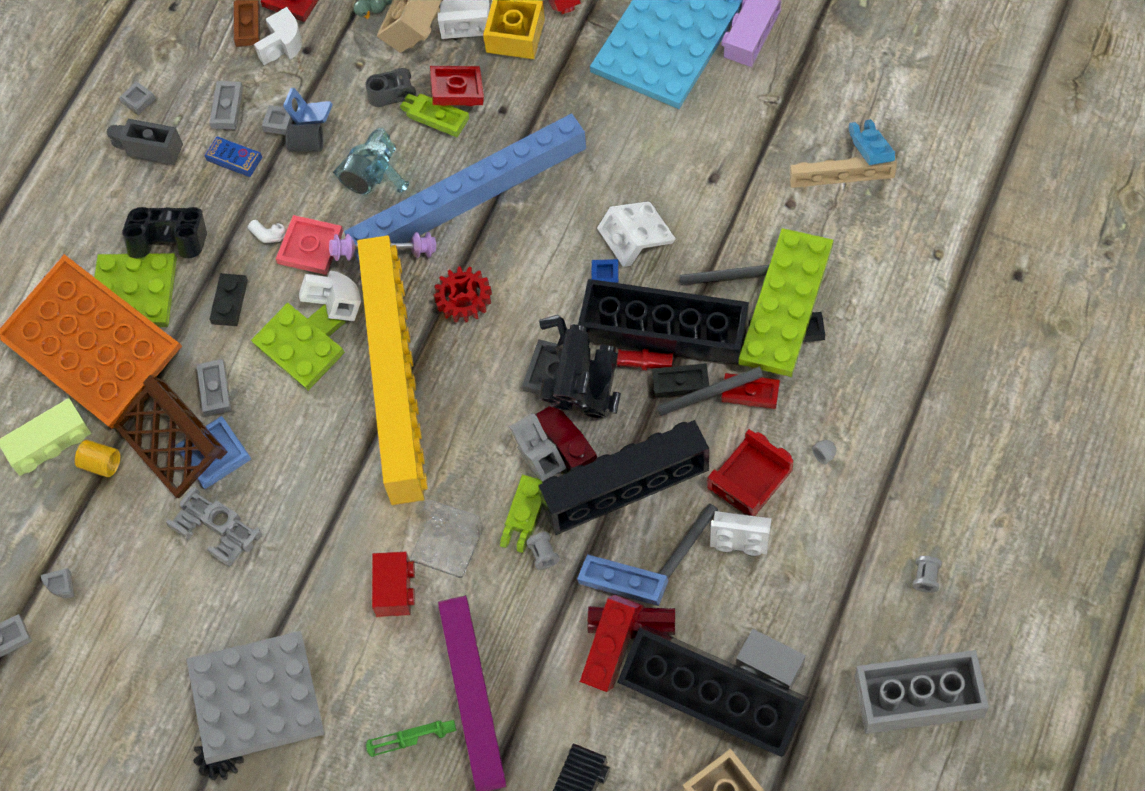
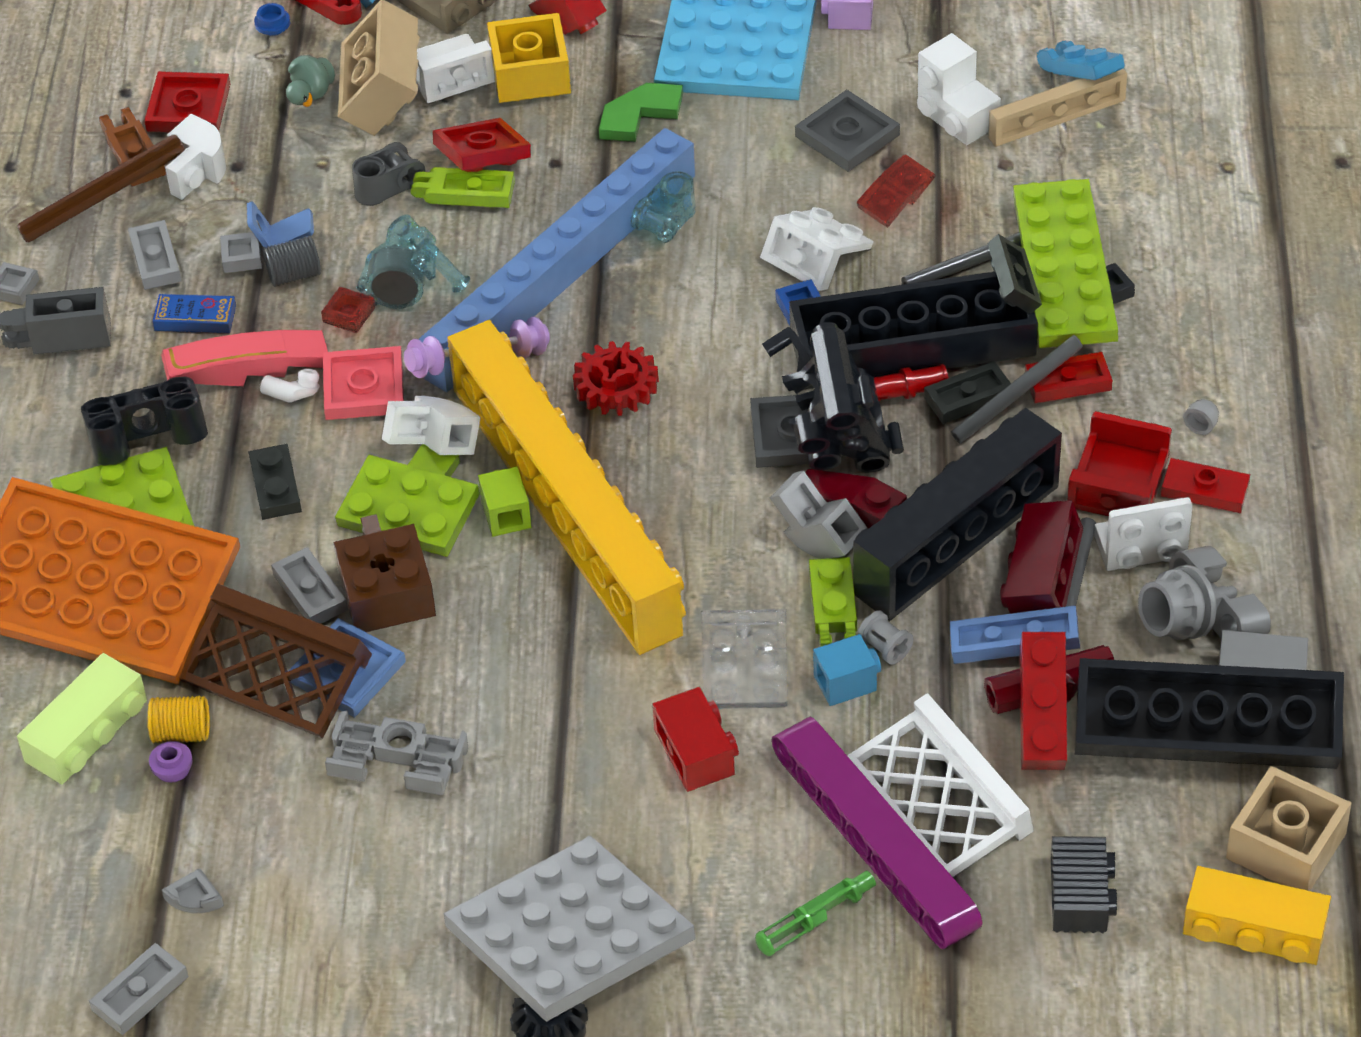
camera: 25 degrees left, 15 degrees down
(86, 490) = (174, 769): none -> medium lavender plate
(213, 45) = (100, 188): none -> reddish brown axle
(248, 201) = (233, 357): none -> coral slope
(258, 396) = (384, 576): none -> reddish brown hinge
(324, 185) = (348, 309): none -> clear red plate
(354, 364) = (504, 501): none -> lime brick
(507, 566) = (846, 669): none -> dark azure brick
(550, 172) = (666, 206): none -> clear light blue piece
(550, 669) = (973, 774): none -> white fence
(579, 80) = (623, 115): none -> bright green tile
(665, 530) = (1042, 557): none -> dark red brick
(696, 146) = (847, 130): none -> dark grey plate
(704, 204) = (894, 189): none -> clear red slope
(737, 310) = (1014, 274): none -> pearl dark grey plate
(751, 593) = (1189, 604): none -> light grey beam
(775, 140) = (951, 92): none -> white brick
(802, 505) = (1206, 485): none -> red plate

